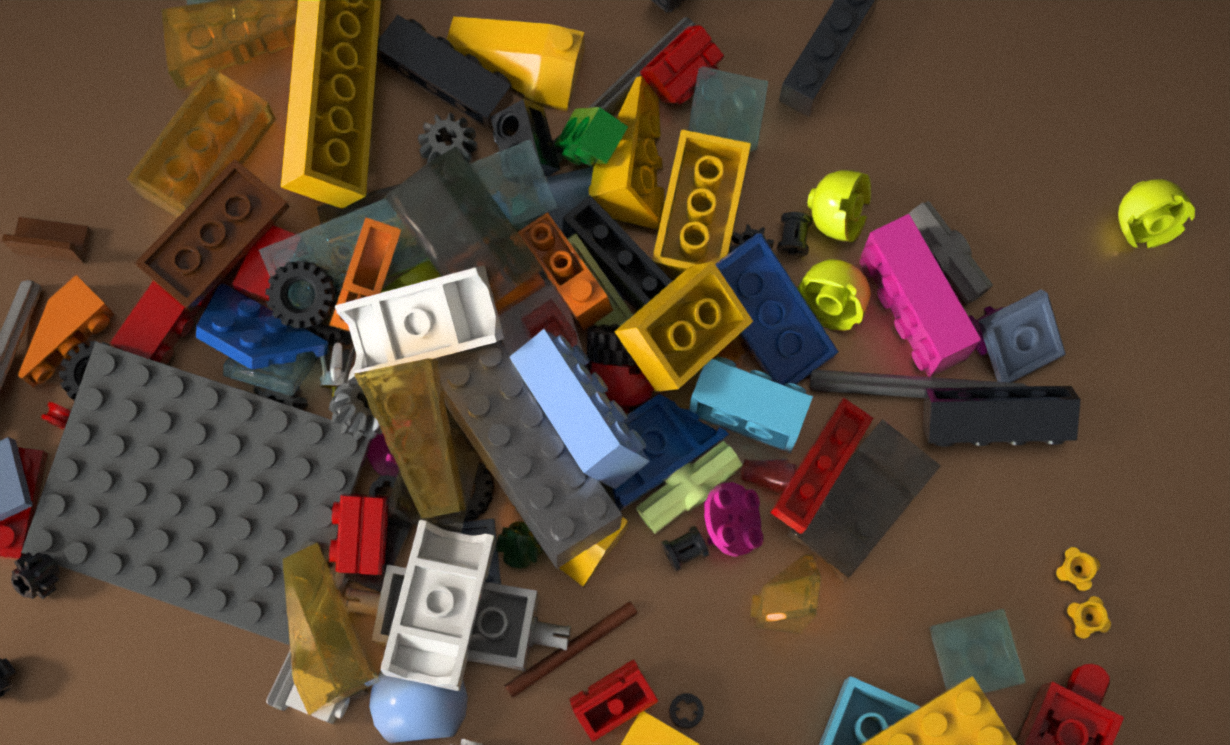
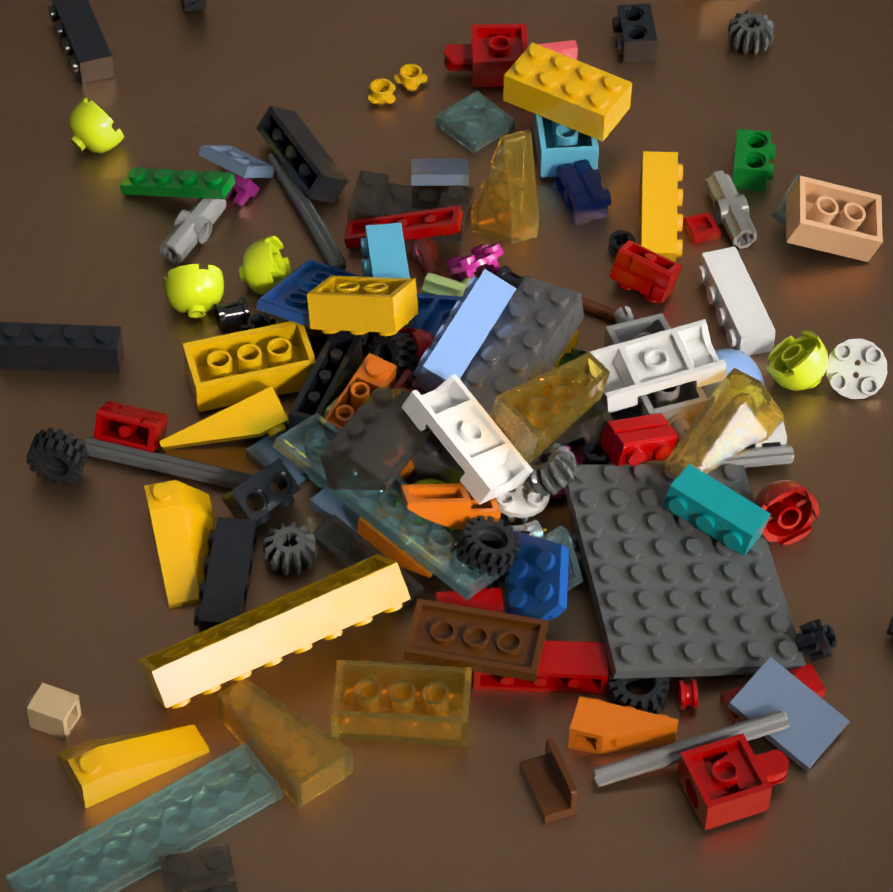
camera: 120 degrees left, 25 degrees down
(205, 643) = (791, 511): none -> red cylinder
(222, 556) = (716, 509): none -> teal brick
(590, 136) = (231, 439): green brick -> none
(728, 106) = (154, 383): clear light blue plate -> none
(787, 709) = (582, 191): none -> clear blue brick
(897, 557) = (439, 172): none -> sand blue tile
(918, 296) = (243, 216): dark pink brick -> none
(1016, 260) = (177, 183): none -> green plate

